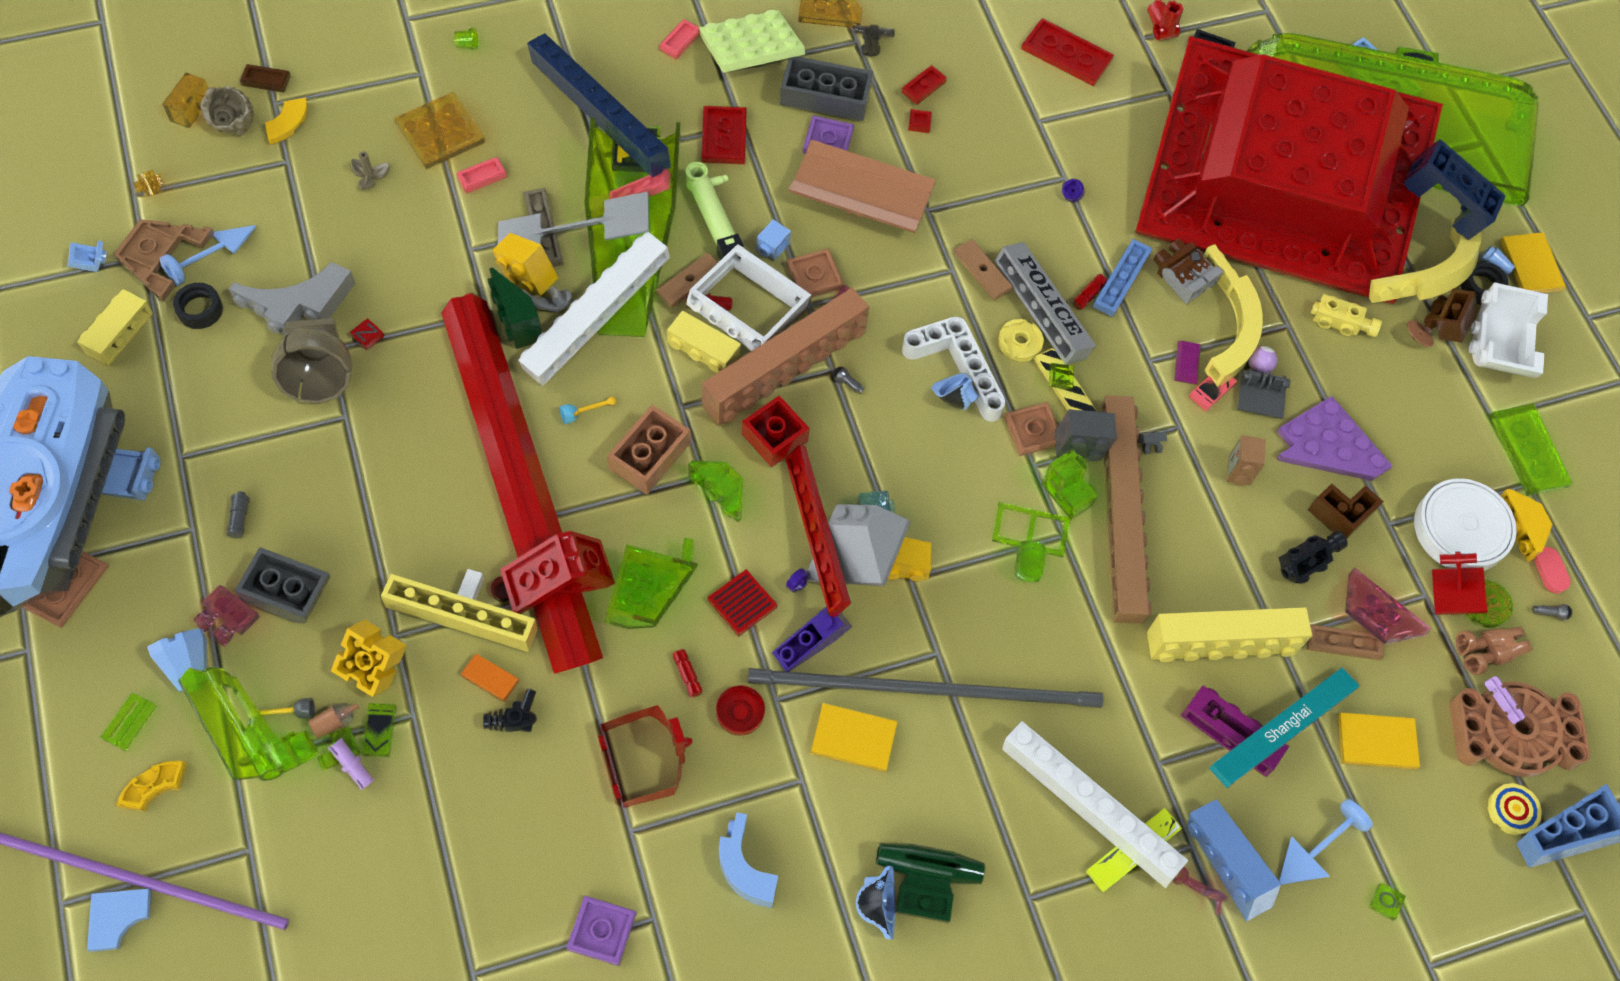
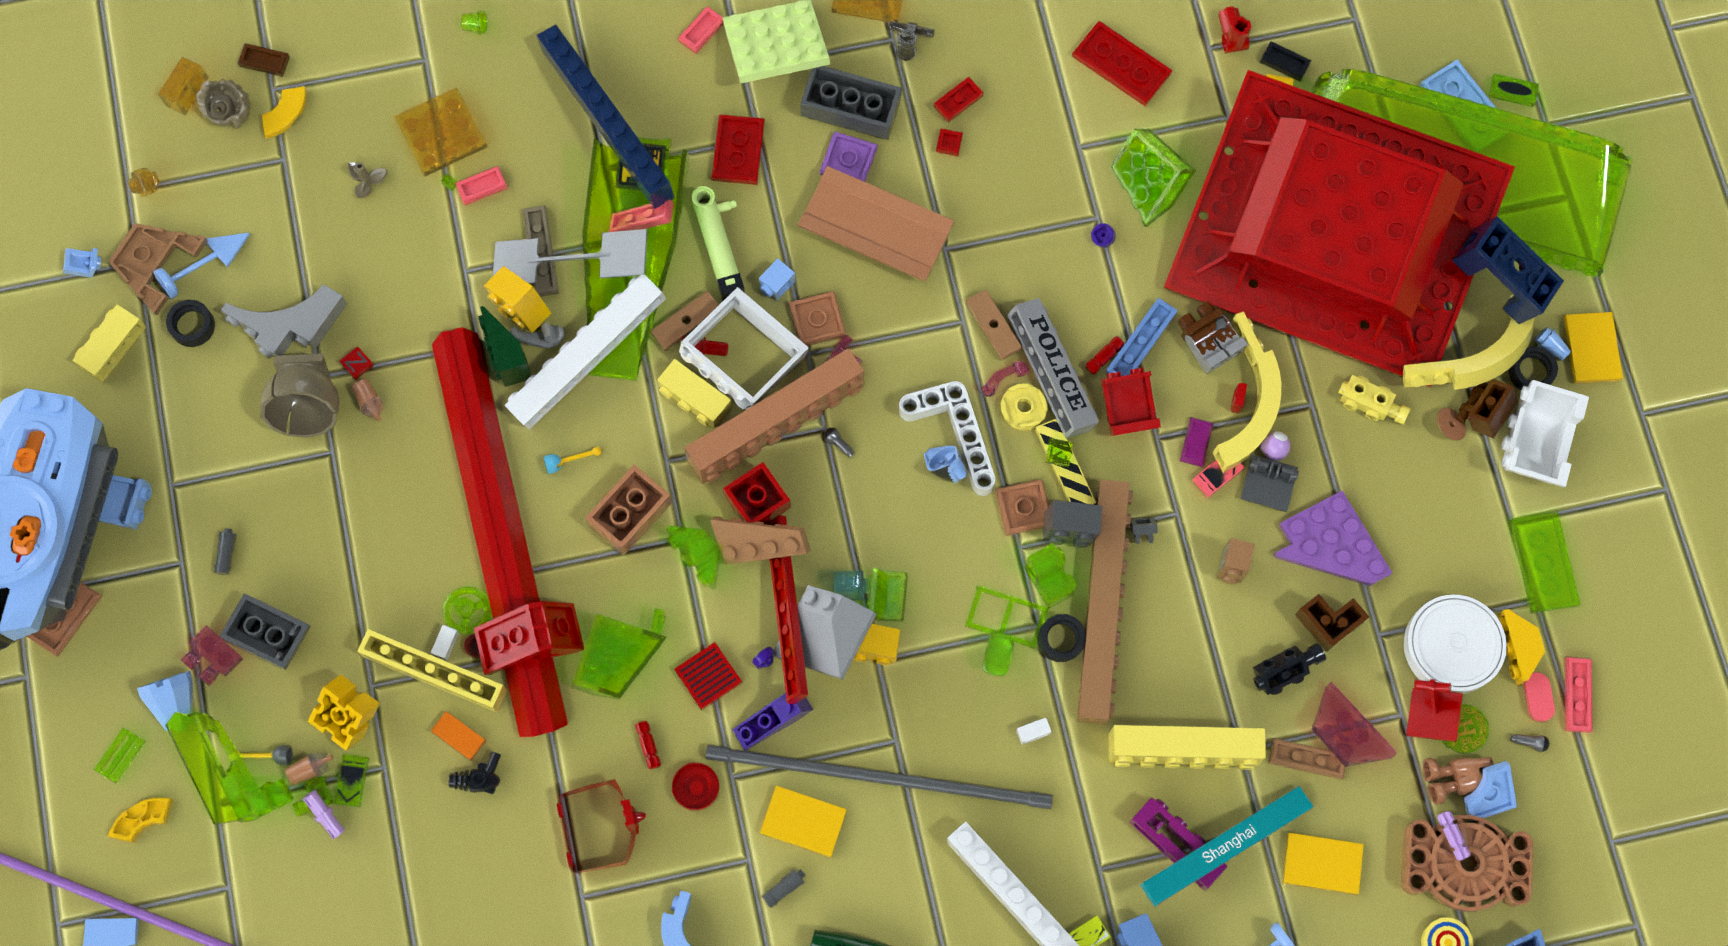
camera: 10 degrees right, 10 degrees up
(380, 365) = (367, 399): none -> piece
(450, 172) = (448, 182): none -> clear neon green piece
(487, 546) = (461, 603): none -> clear neon green piece
(779, 467) = (756, 541): none -> medium nougat wing
(844, 802) = (784, 887): none -> dark grey piece
(917, 509) = (887, 595): none -> clear neon green bracket
(987, 323) = (992, 384): none -> clear pink piece
(1074, 633) = (1033, 731): none -> white piece
(1079, 556) = (1074, 624): none -> black tyre
(1109, 137) = (1151, 174): none -> clear neon green wedge
(1121, 328) = (1129, 402): none -> red panel
(1221, 320) = (1238, 397): none -> red tile
(1531, 659) = (1494, 792): none -> light blue tile
(1588, 566) = (1578, 695): none -> coral tile

